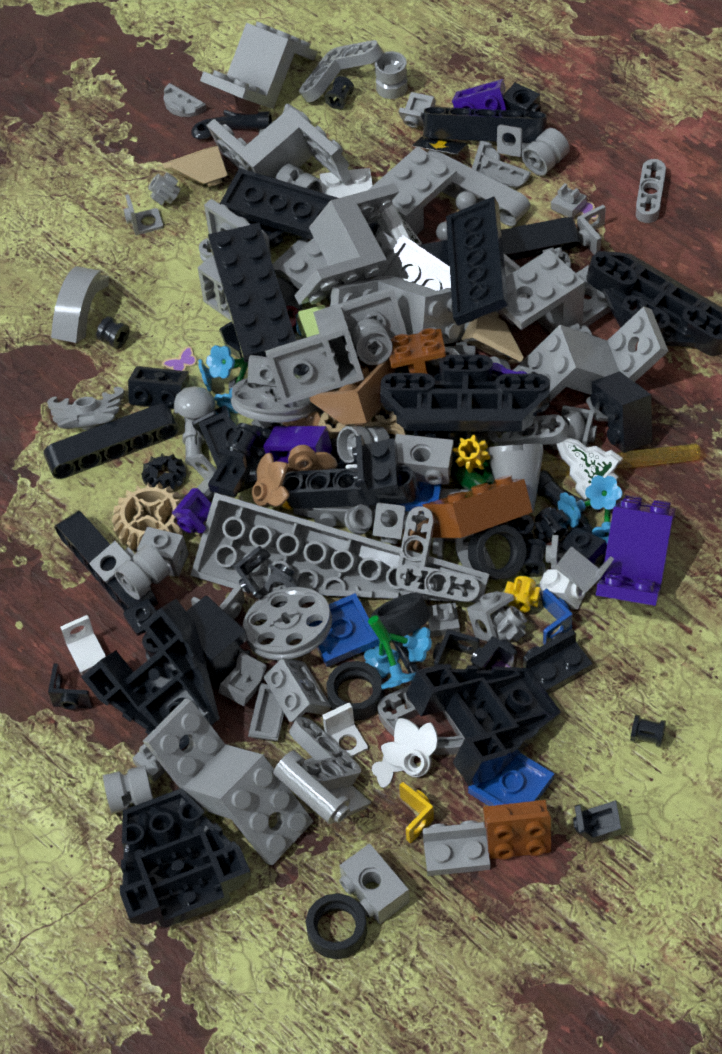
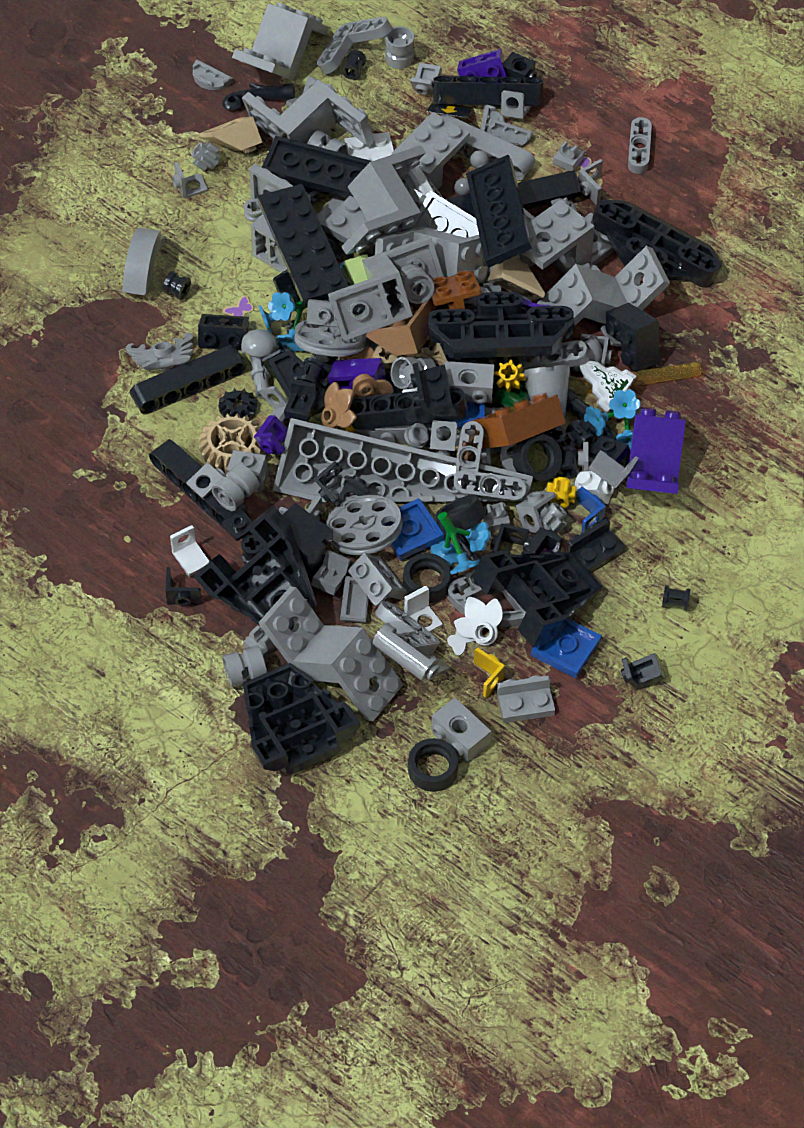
camera: 10 degrees left, 0 degrees up
(517, 829) = (576, 680): dark orange bracket -> none
(545, 152) = (544, 113): light grey wheel -> none

